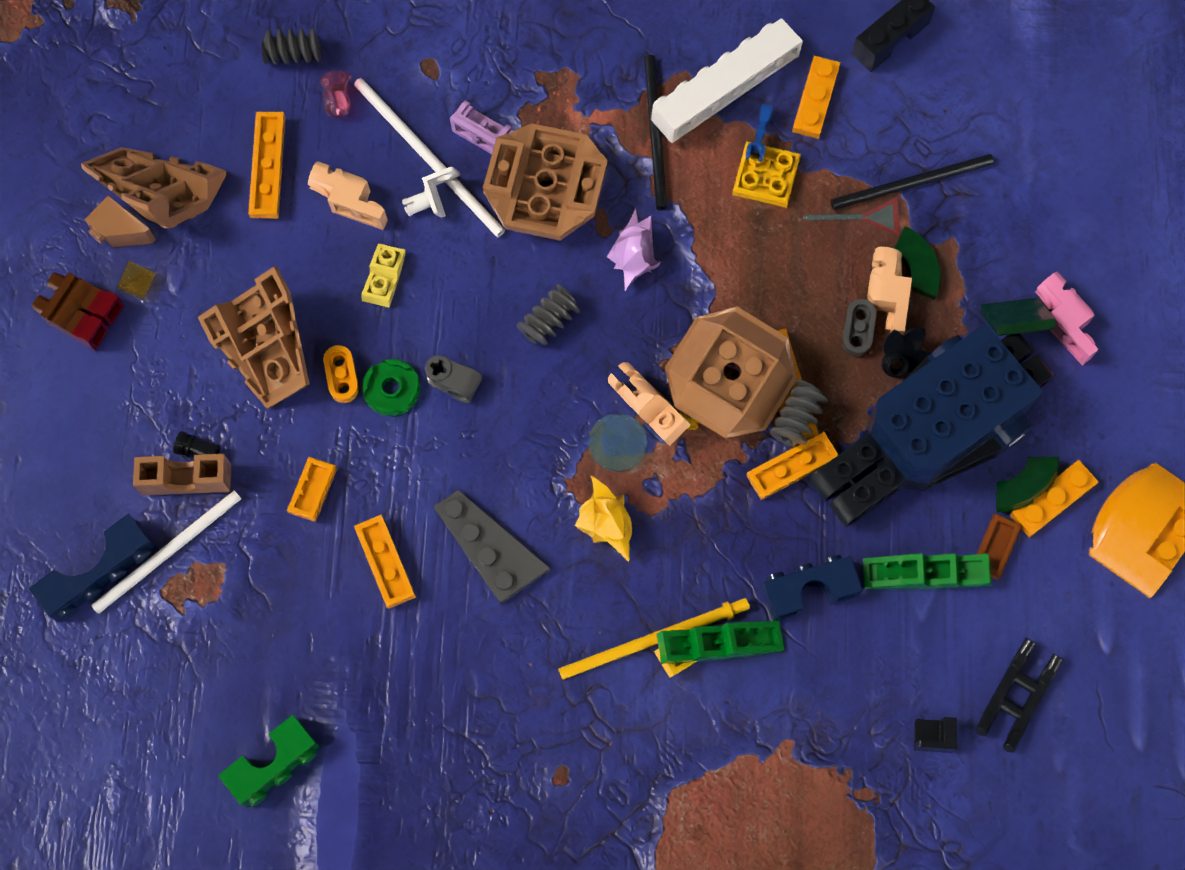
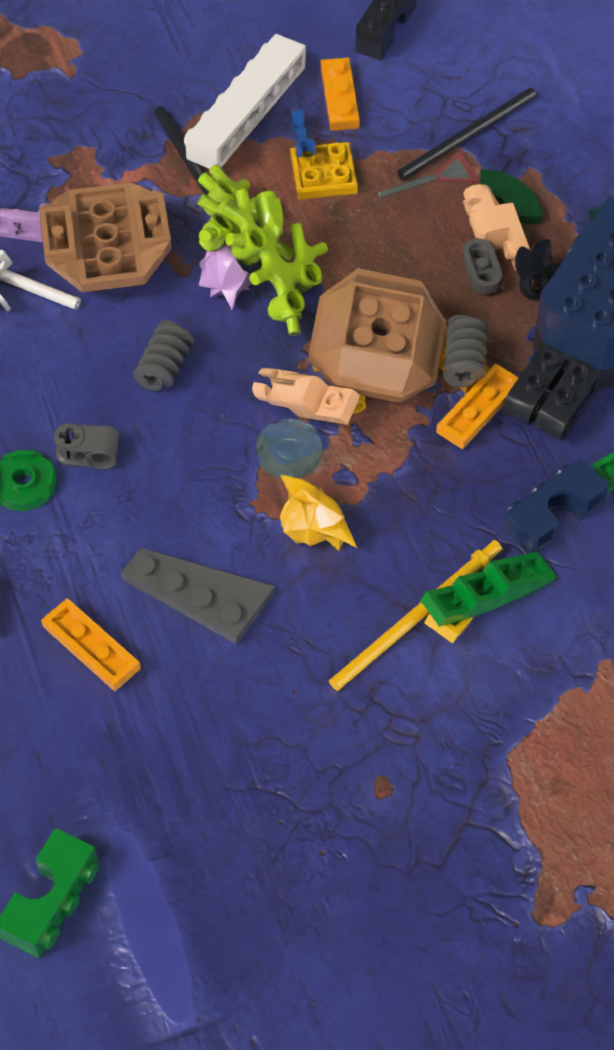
camera: 25 degrees left, 15 degrees down
(656, 192) = (216, 229): none -> lime plant
(668, 247) = (288, 278): none -> lime plant

